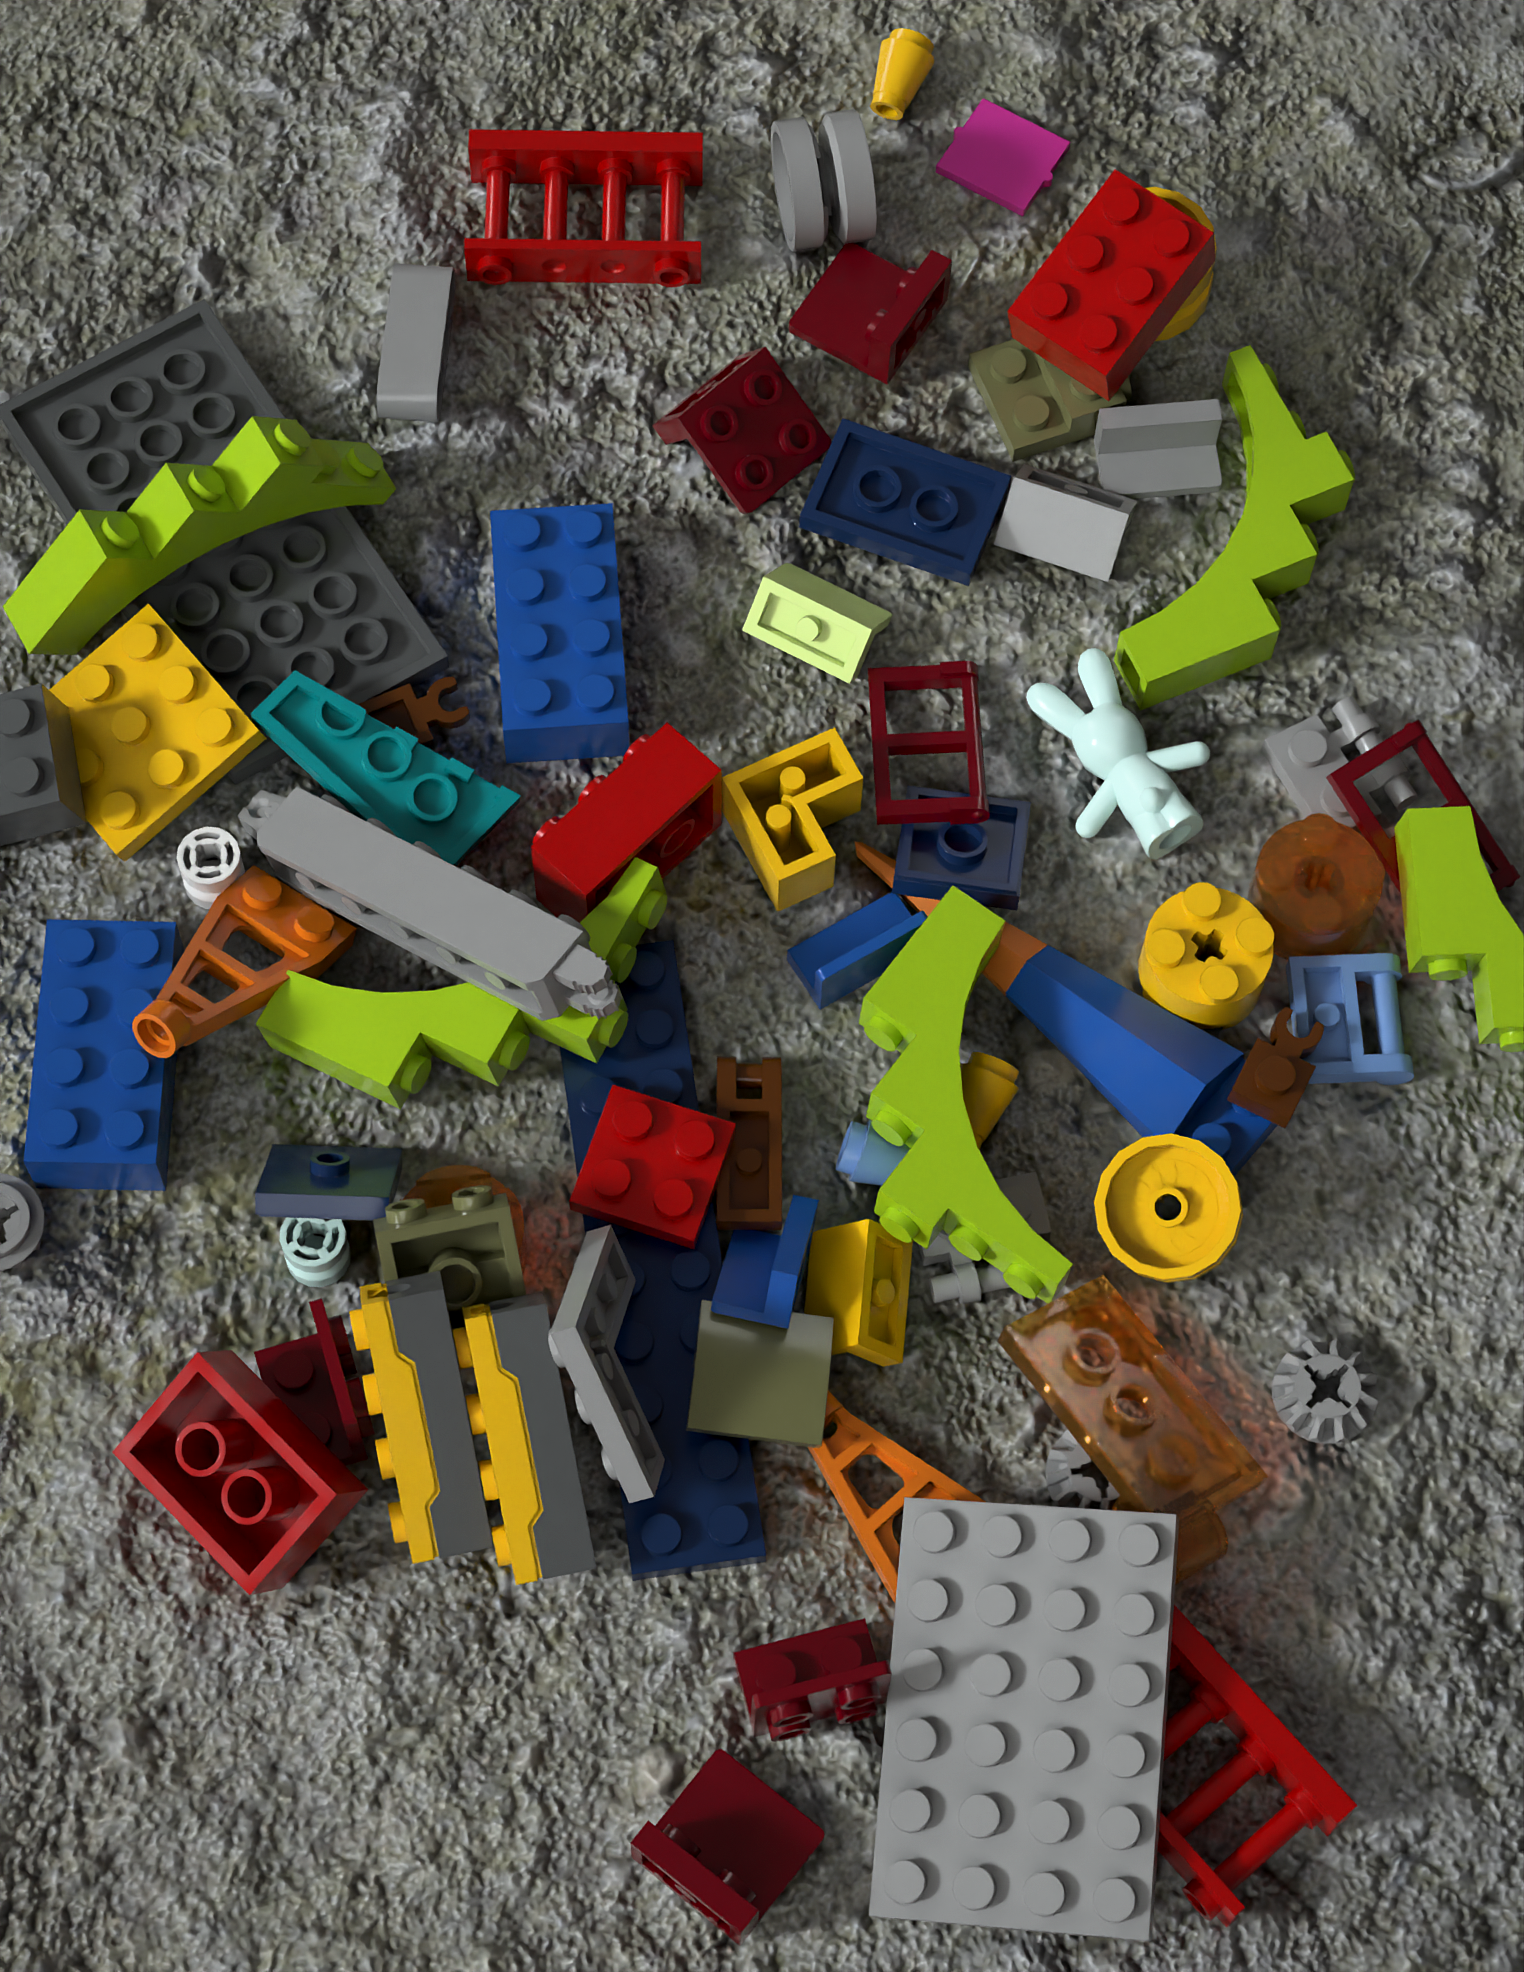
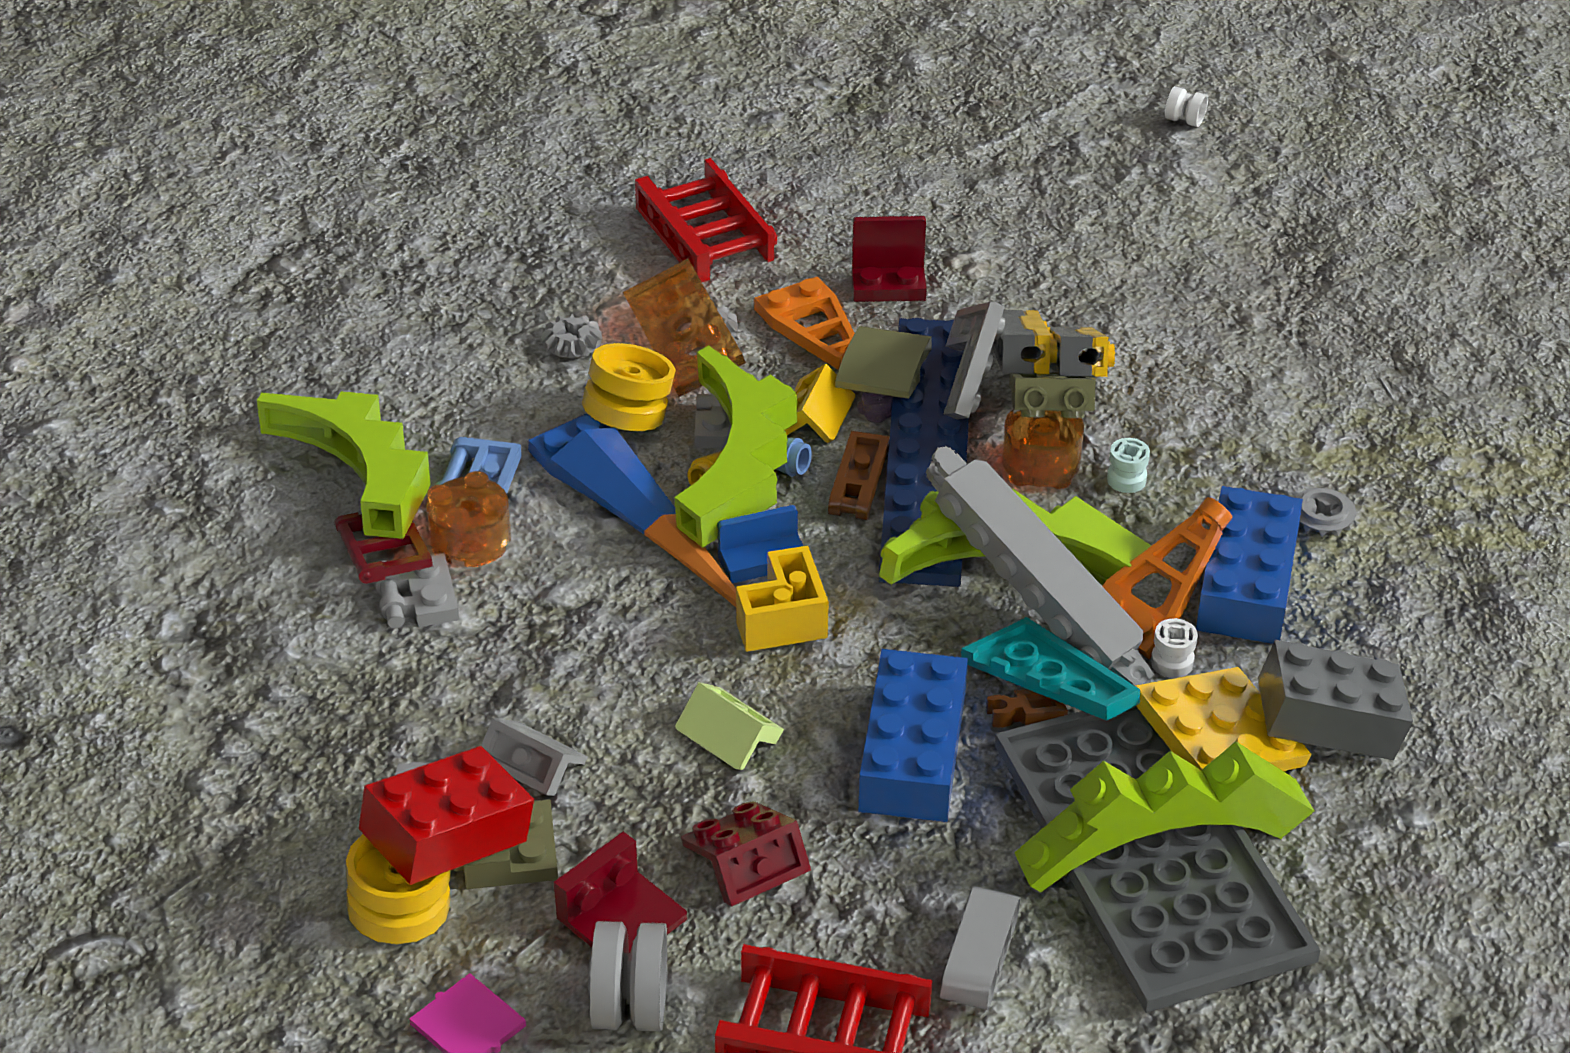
camera: 165 degrees left, 25 degrees down
(239, 1471) = (1182, 365): red brick -> none
(312, 1384) = (1134, 406): dark red bracket -> none
(328, 1182) = (1118, 475): plate -> none
(648, 808) = (896, 599): red brick -> none
(652, 1166) = (909, 450): red plate -> none
(728, 1845) = (961, 222): dark red bracket -> none
(766, 1269) = (866, 401): blue panel -> none
(905, 501) = (642, 781): dark blue plate -> none
(952, 809) = (677, 588): dark red window -> none
(976, 857) = (679, 584): dark blue plate -> none
(1026, 1718) = (782, 231): light grey plate -> none
(1116, 750) = (559, 607): light aqua animal -> none
(1213, 927) = (552, 499): yellow brick -> none
(1228, 614) = (449, 674): lime arch -> none
(1275, 1072) = (537, 434): reddish brown plate -> none

